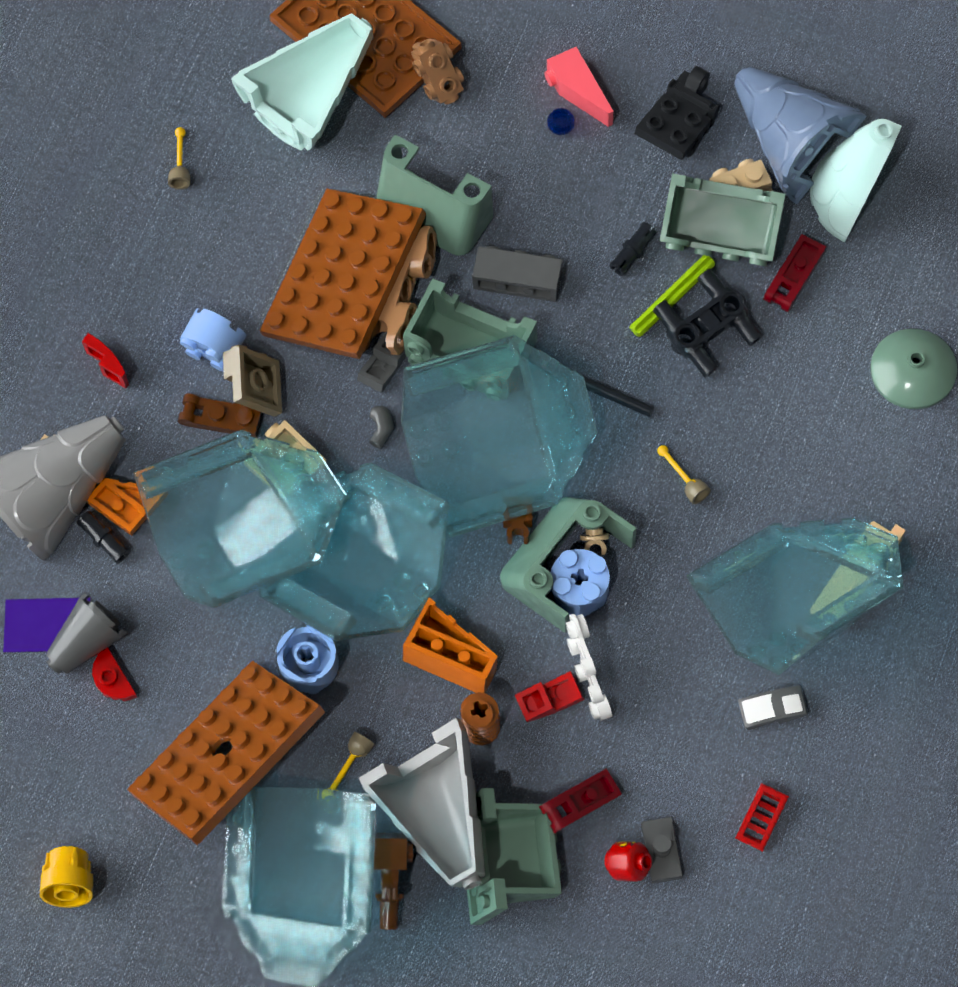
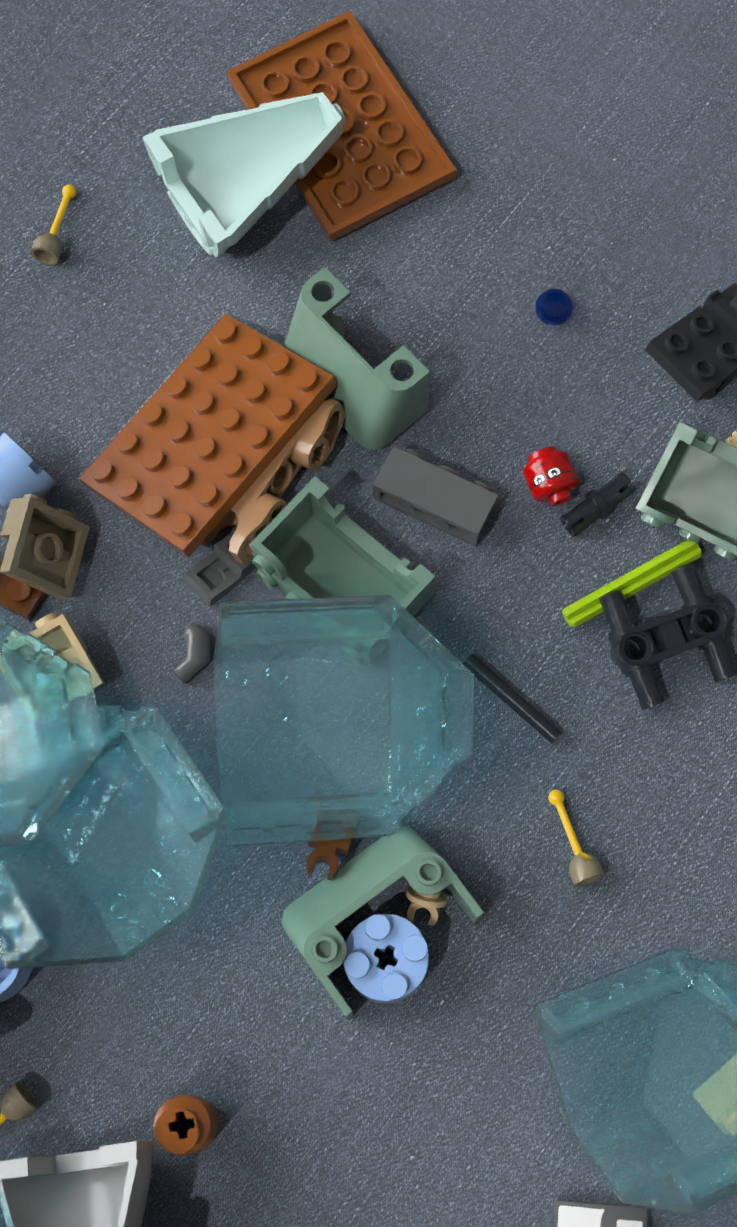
camera: 15 degrees right, 5 degrees up
(435, 67) = (410, 187): medium nougat brick -> none
(449, 651) = (176, 1005): orange wedge -> none
(550, 697) = (296, 1112): red slope -> none
(577, 85) = (590, 265): coral slope -> none
(578, 631) = (354, 1055): white plant -> none
(594, 238) = (551, 476): none -> red head

